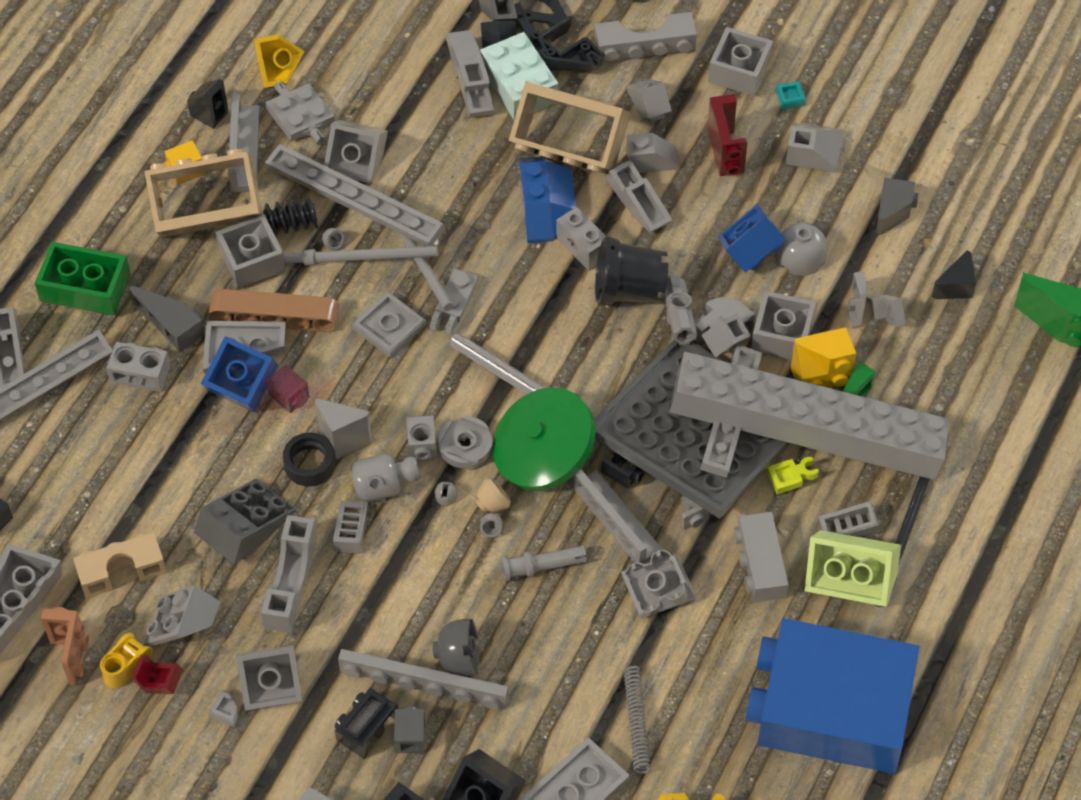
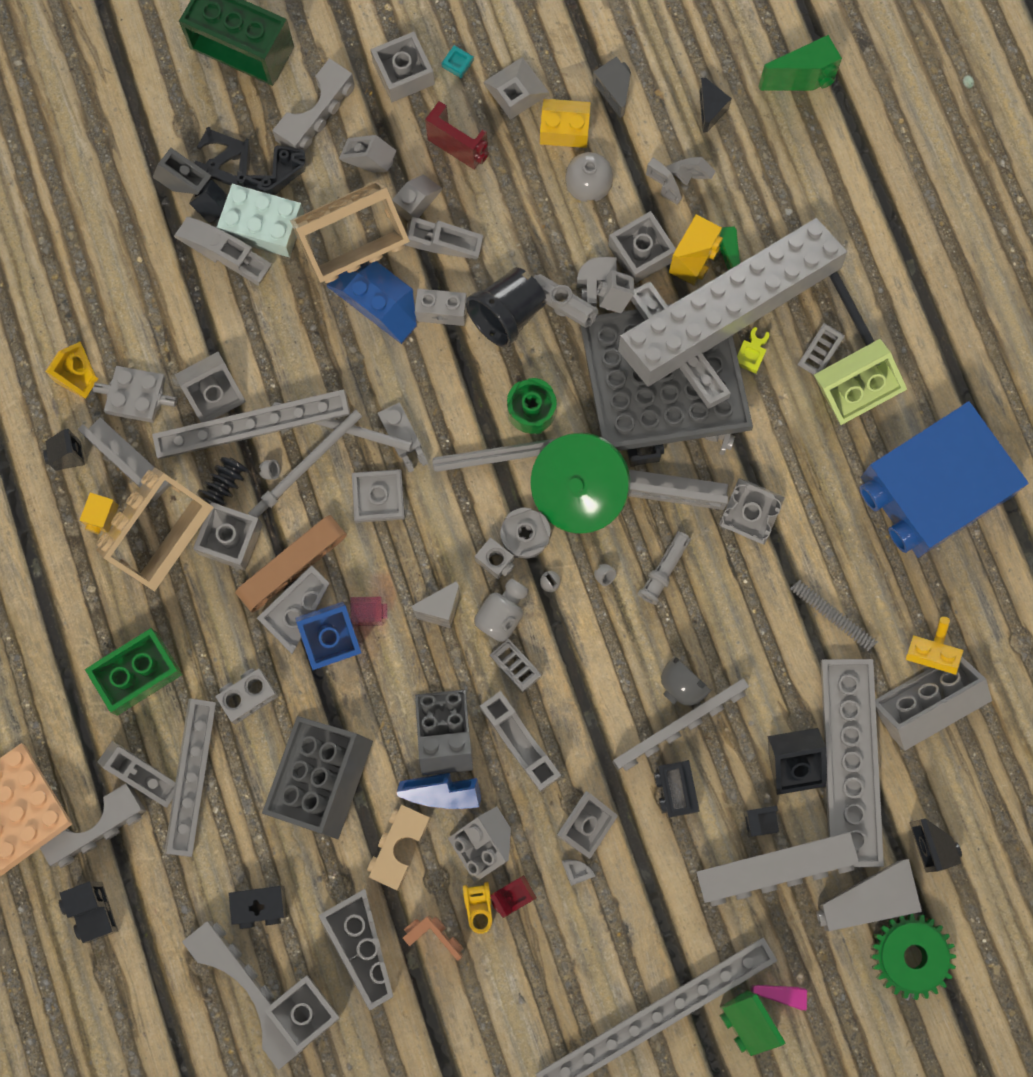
camera: 45 degrees left, 20 degrees up
(122, 465) = (317, 777): none -> dark grey slope
(172, 318) = (230, 638): dark grey slope -> none
(194, 556) = (441, 792): none -> slope
(309, 441) = (437, 628): black tyre -> none
(409, 730) = (709, 766): dark grey brick -> none
(492, 497) = (587, 555): tan cone -> none
(571, 358) = (523, 395): none -> green brick
(751, 238) = (553, 201): blue slope -> none
(761, 557) = (795, 428): light grey brick -> none
(823, 198) = (565, 123): none -> yellow slope

